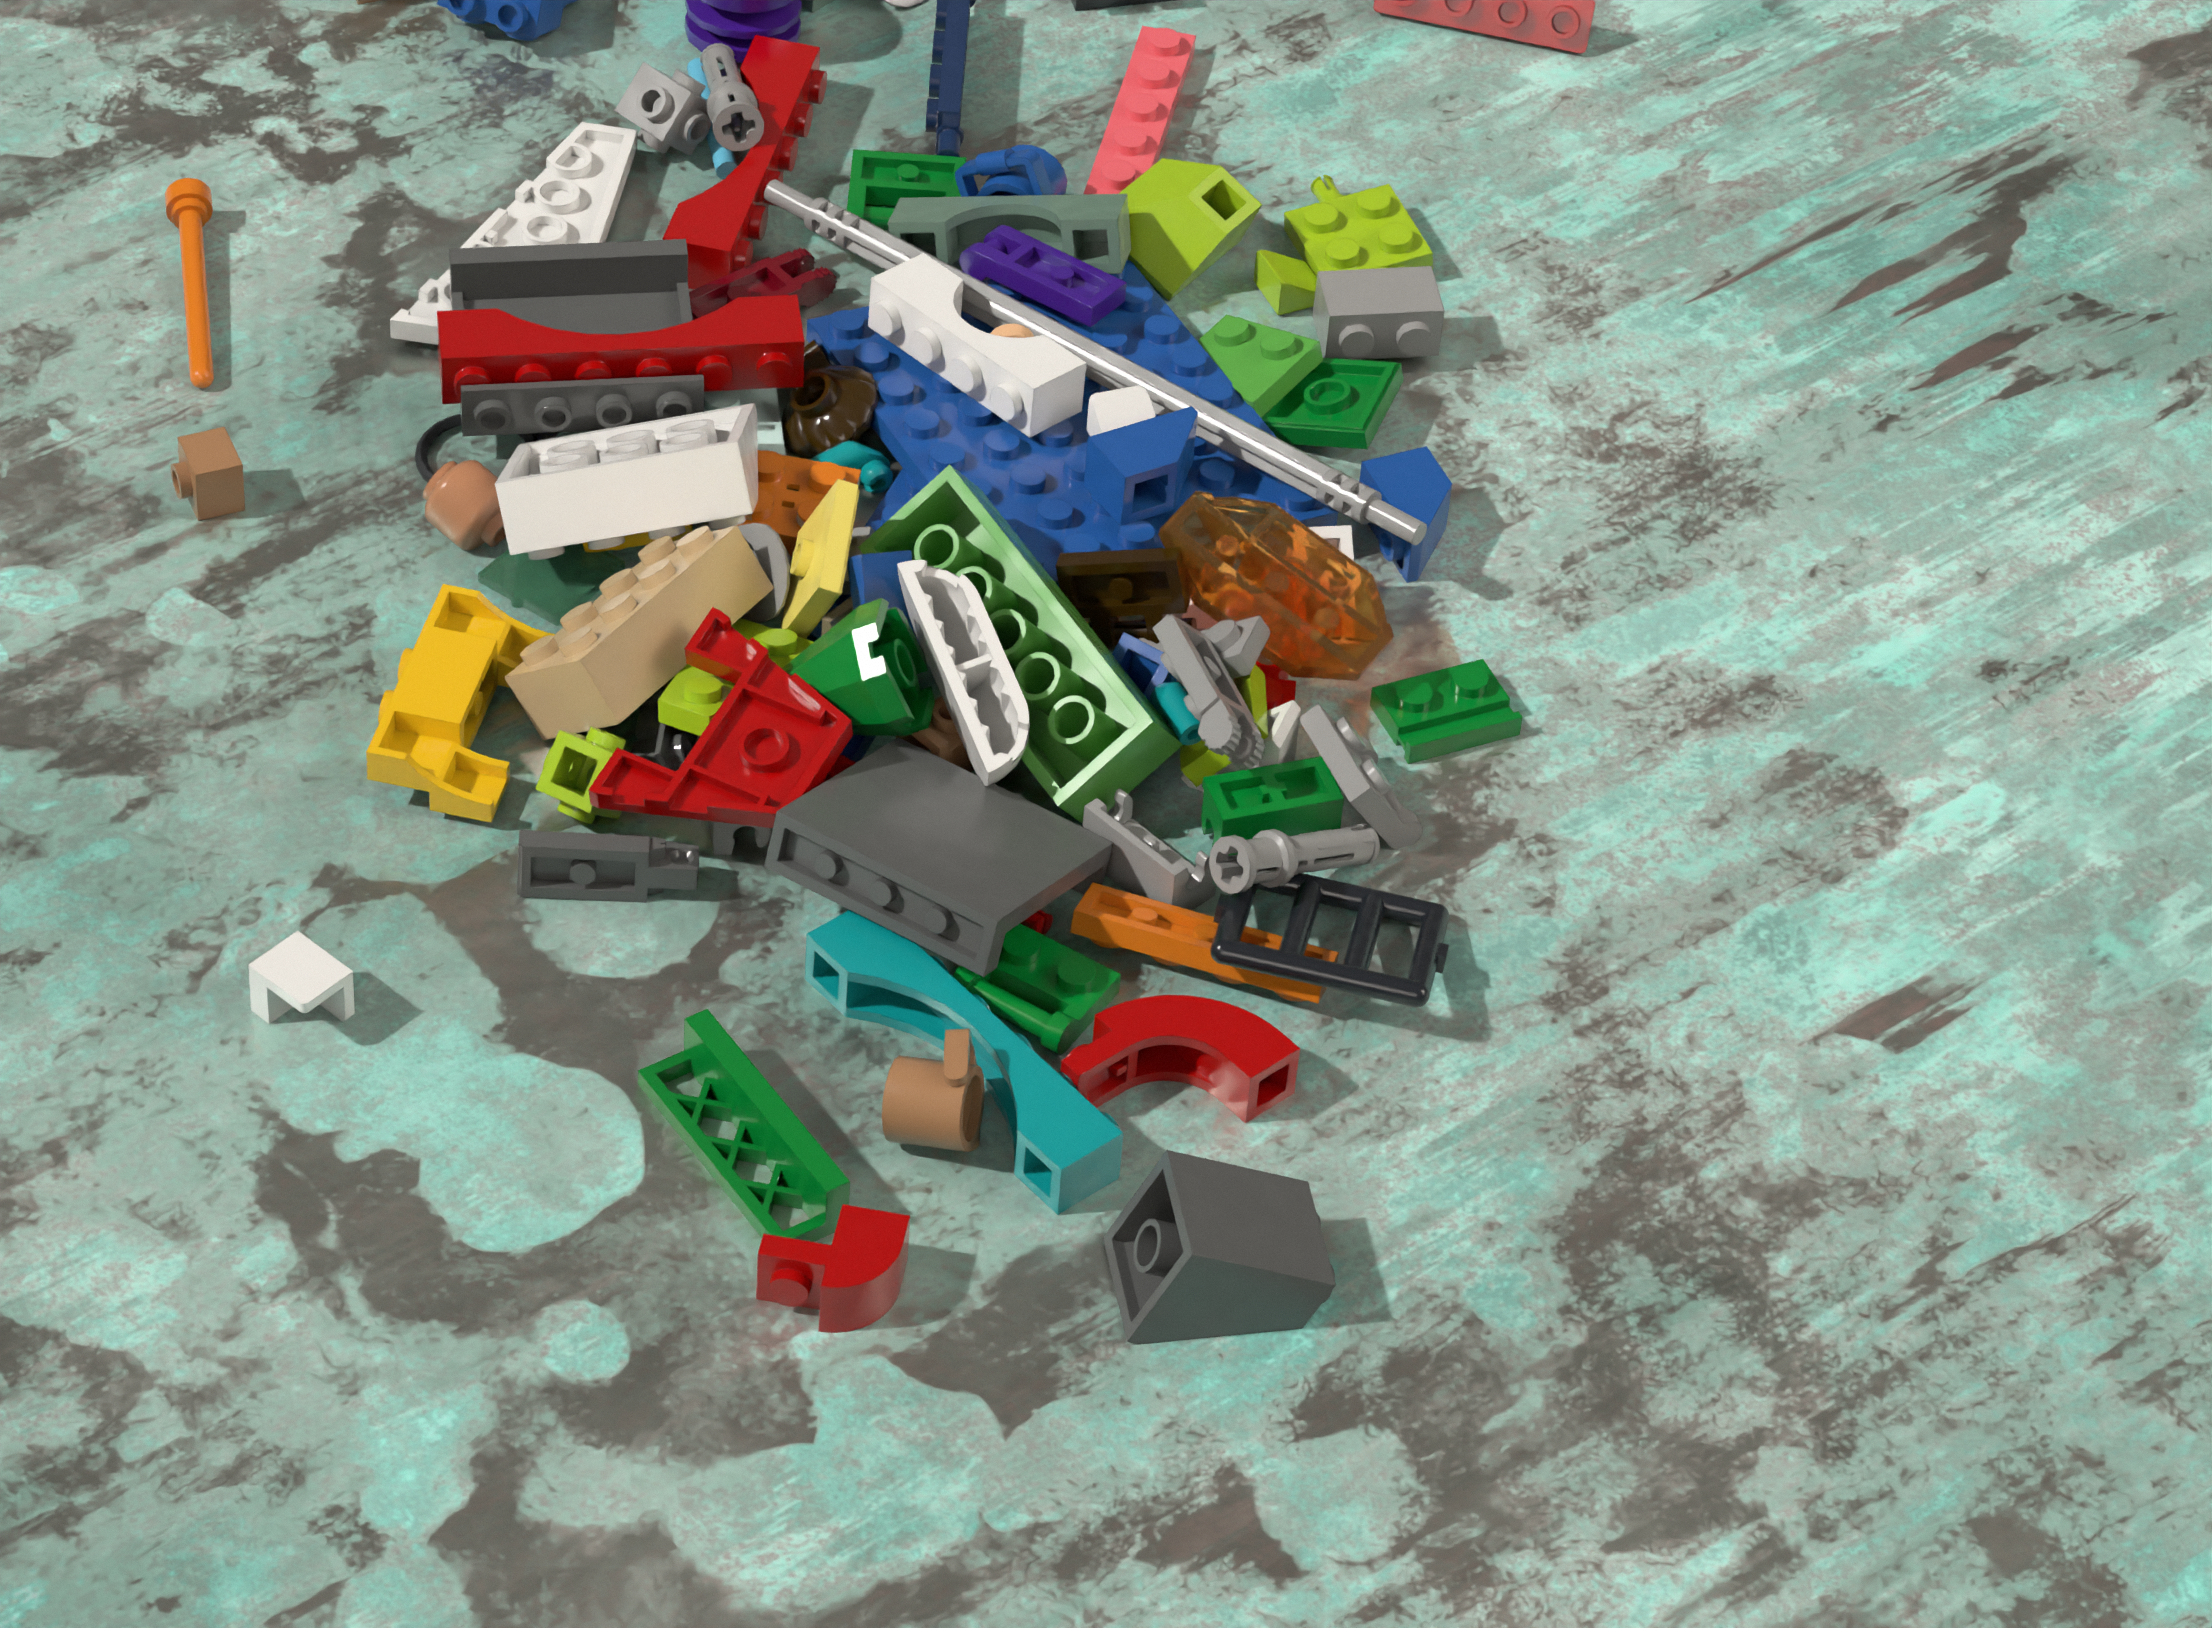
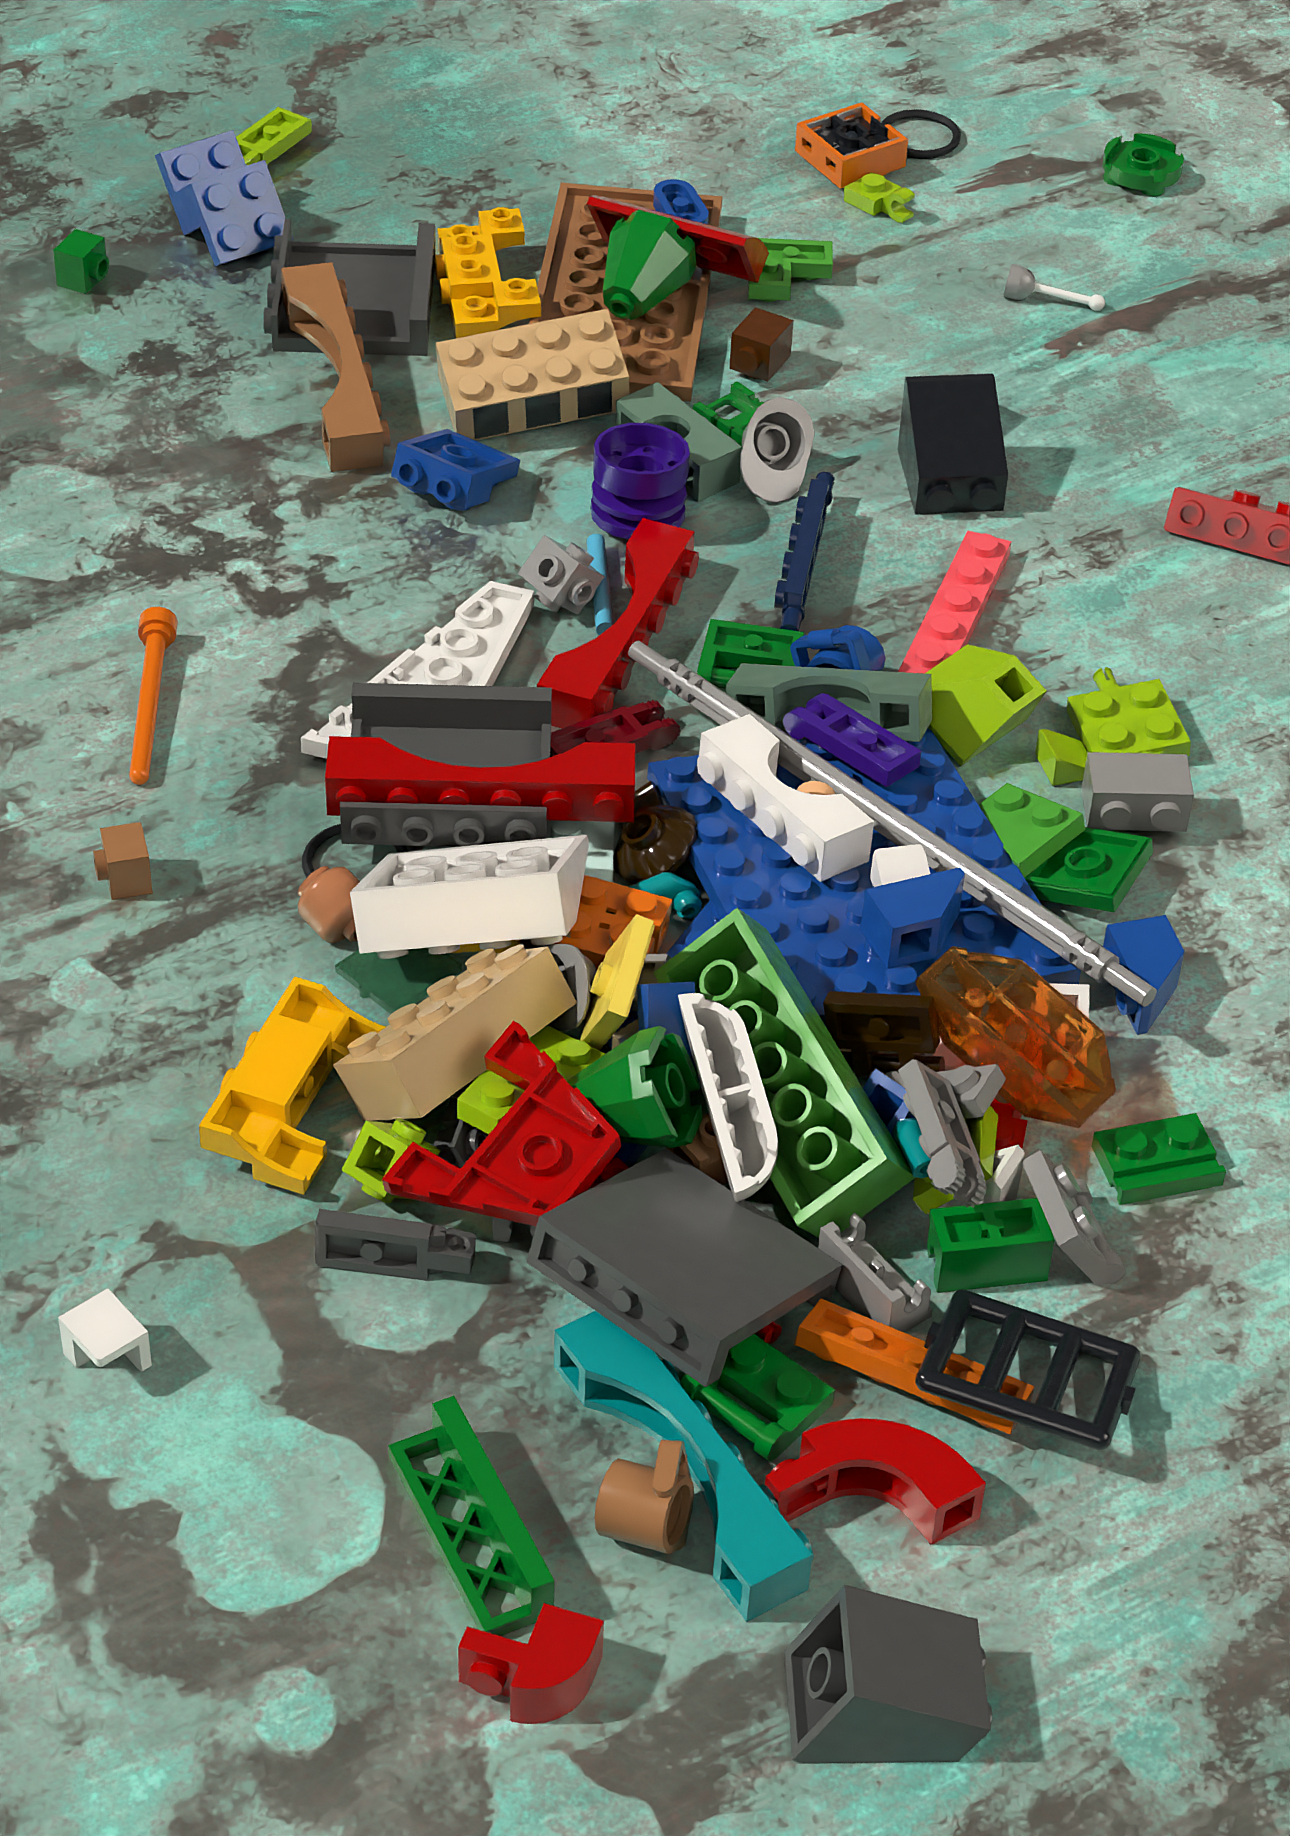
camera: 10 degrees right, 0 degrees up
(743, 101) = (623, 574): light grey pin -> none
(1276, 857) = (986, 1292): light grey pin -> none

